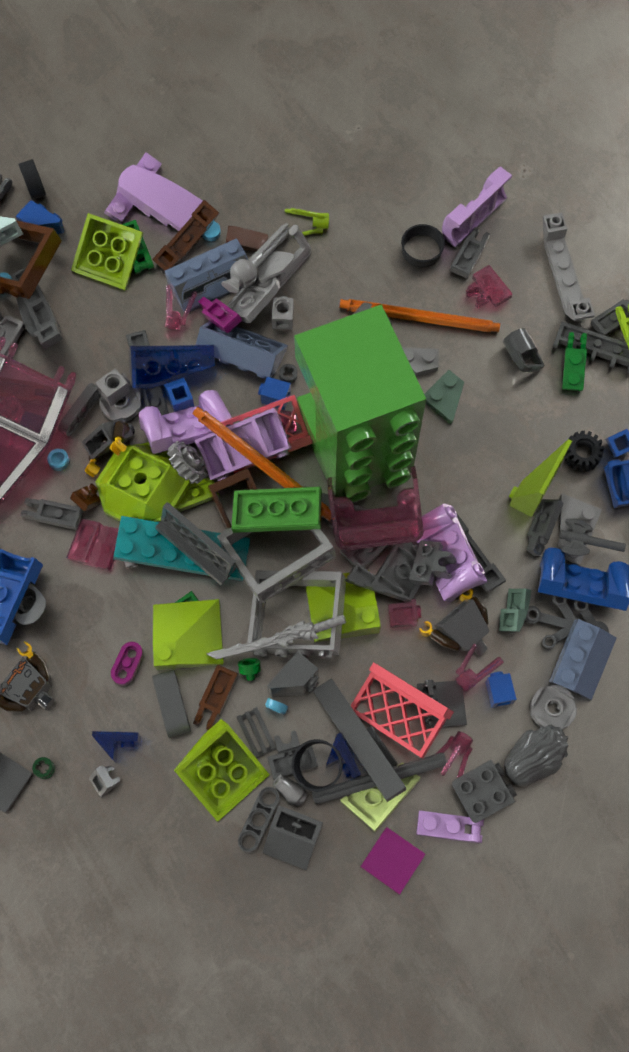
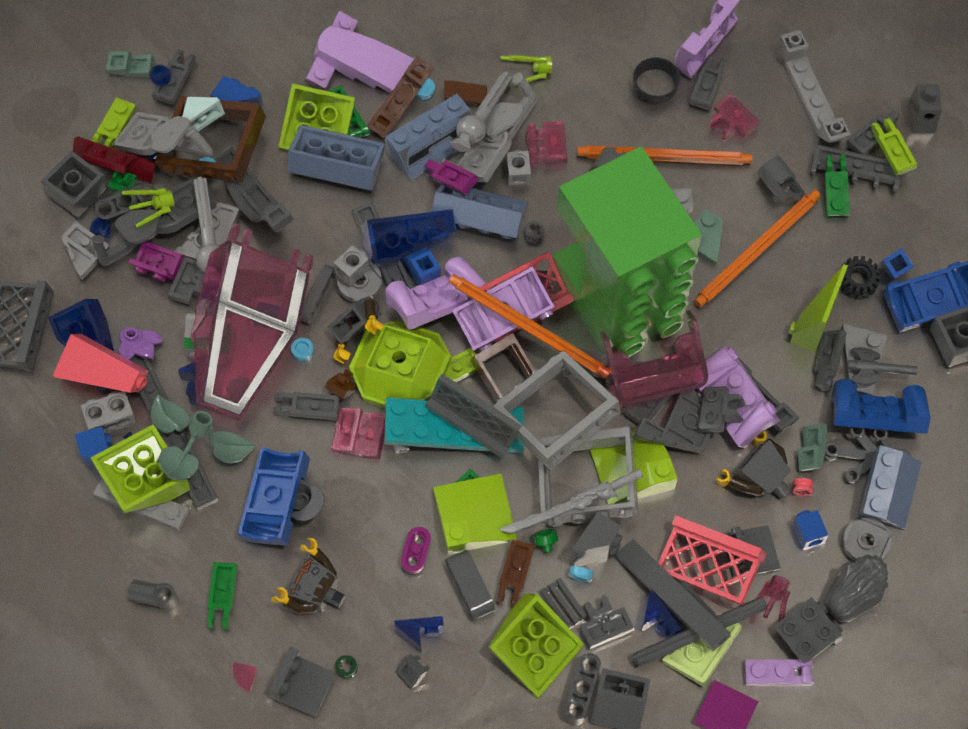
camera: 10 degrees left, 5 degrees down
(32, 179) = (221, 53): black tyre -> none
(118, 285) = (335, 157): none -> sand blue slope
(173, 318) = (400, 187): clear pink plant -> none
(187, 462) = (447, 334): light grey gear -> none
(274, 390) = (523, 251): blue brick -> none
(277, 509) = (552, 371): bright green tile -> none
(290, 790) = (610, 655): light grey cone -> none
(296, 766) = (616, 610): black tyre -> none
(319, 293) = (554, 143): none -> clear pink plate
(404, 614) = (698, 465): clear pink bracket -> none
(468, 678) = (776, 521): clear pink plant -> none
(491, 412) = (757, 248): none -> orange piece
(500, 647) = (803, 487): none -> coral bush

